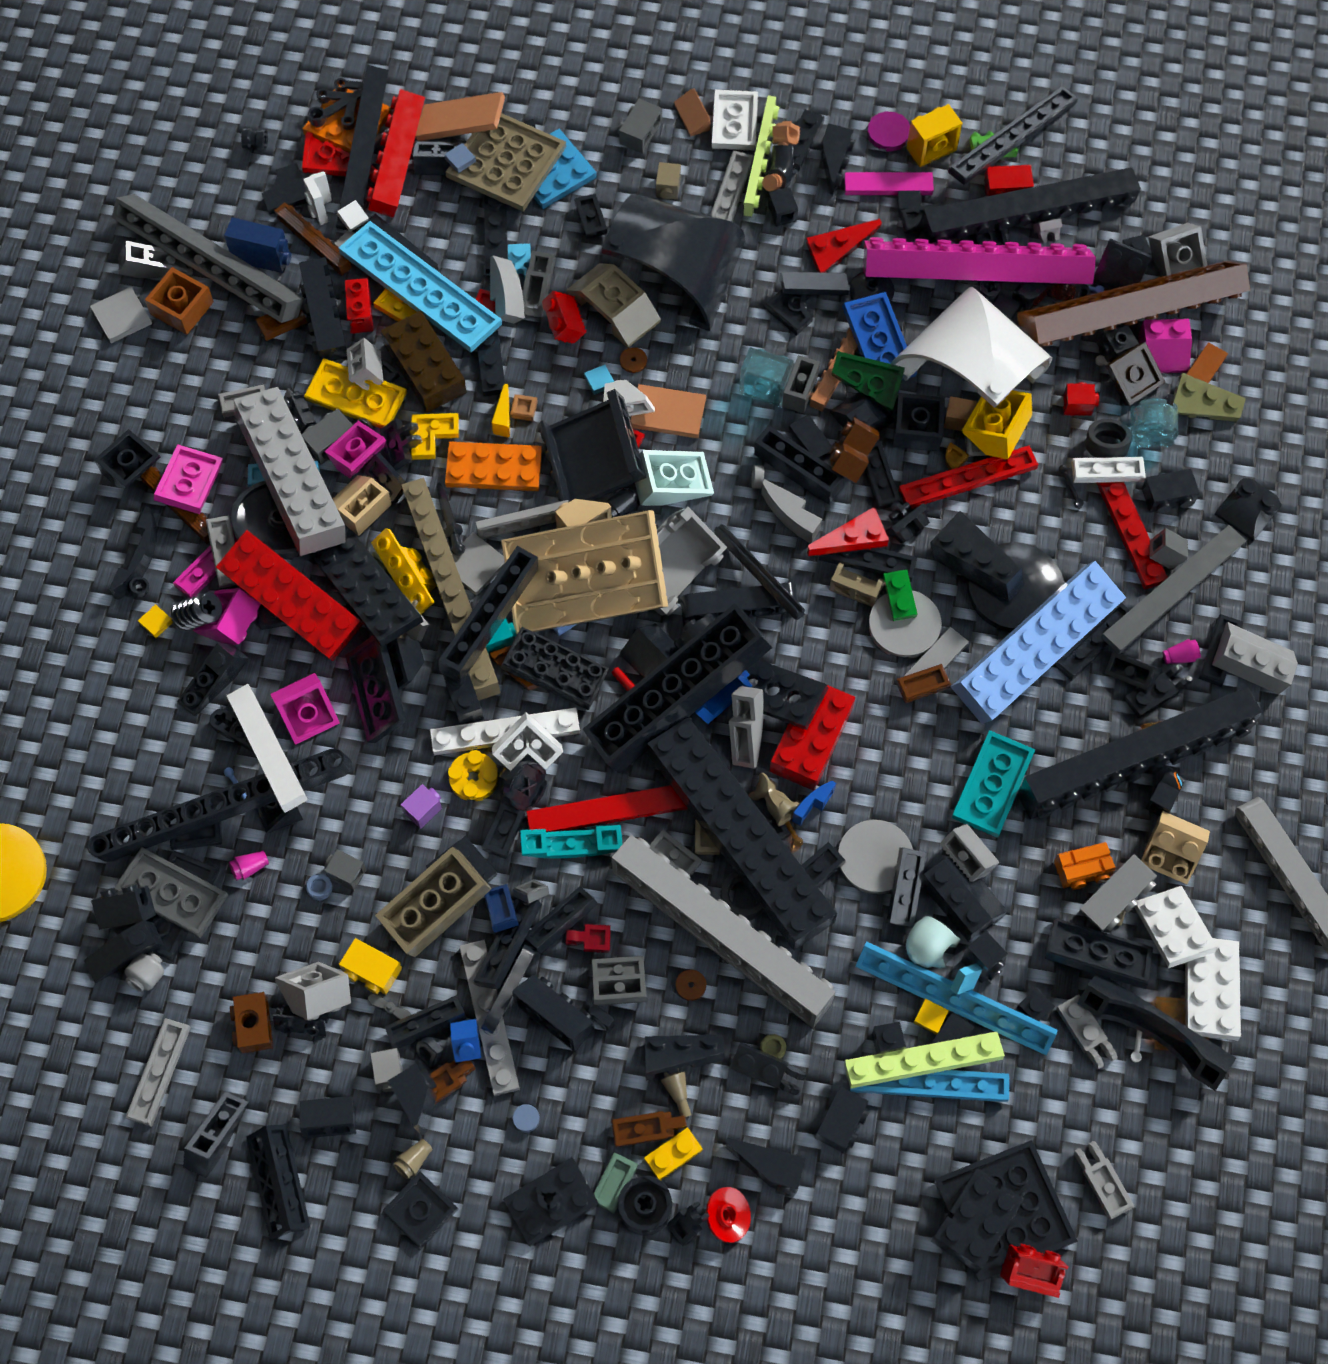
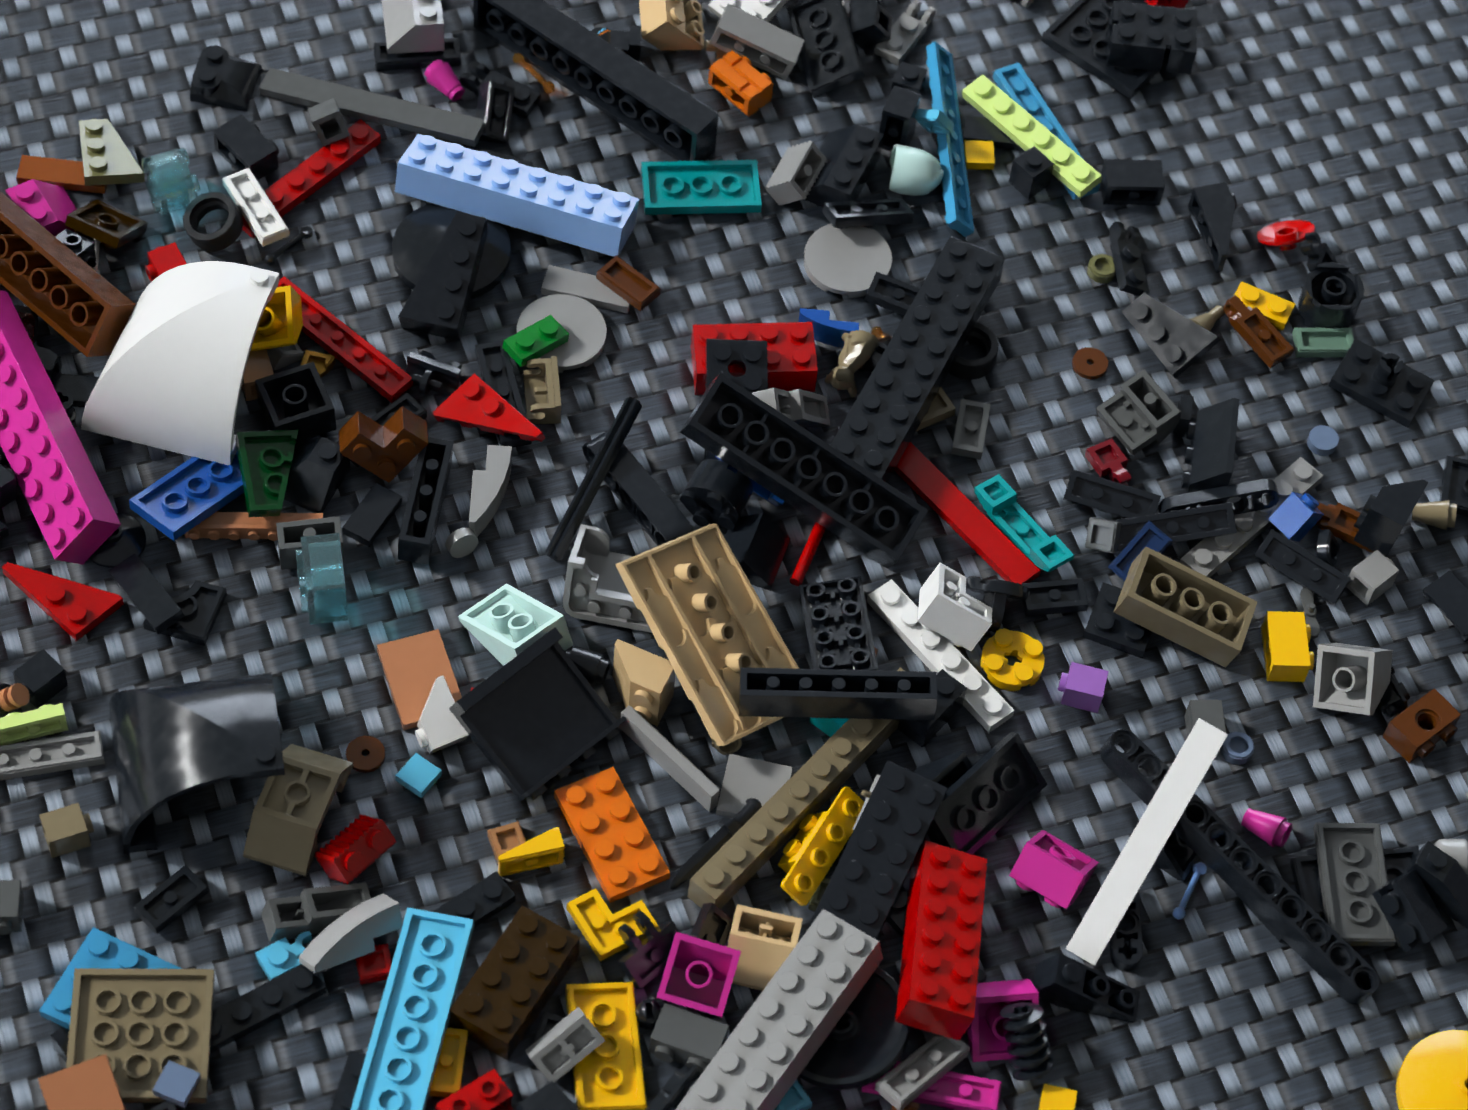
camera: 125 degrees left, 10 degrees down
(723, 931) = (1024, 344): light grey brick -> none

